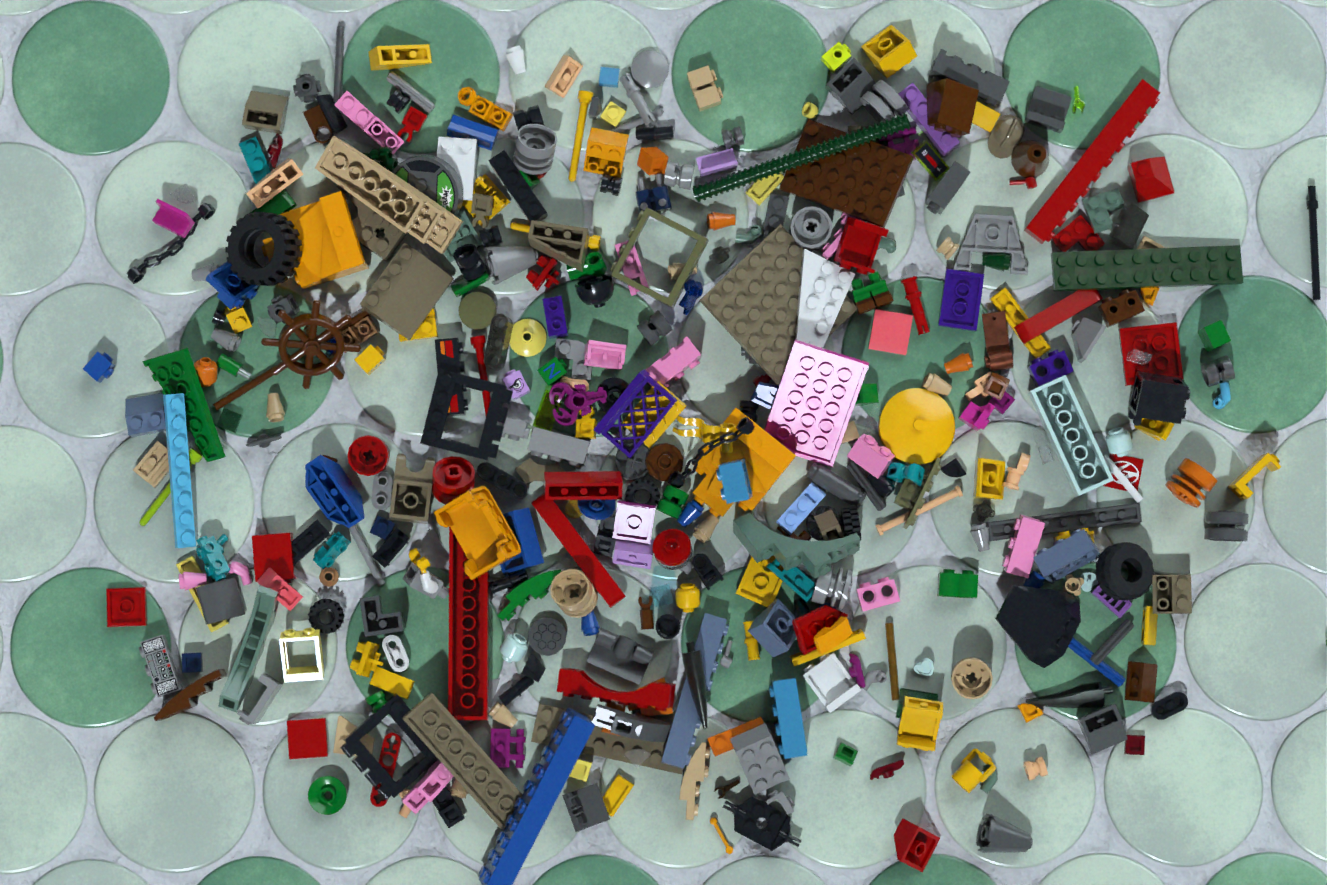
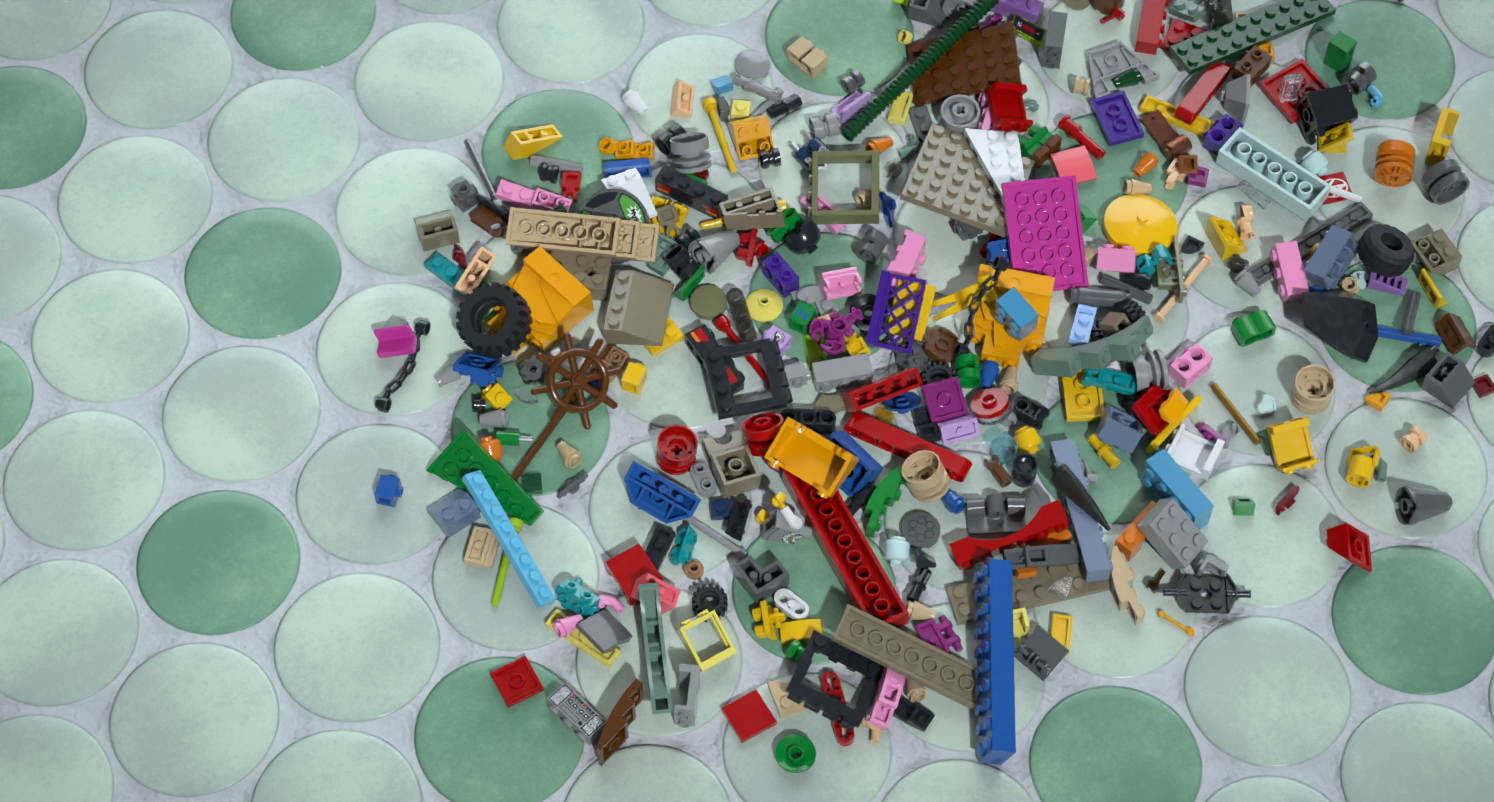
camera: 30 degrees left, 25 degrees down
(192, 662) = (604, 698): dark blue plate -> none
(652, 160) = (794, 126): orange panel -> none
(976, 416) = (1184, 195): dark pink brick -> none

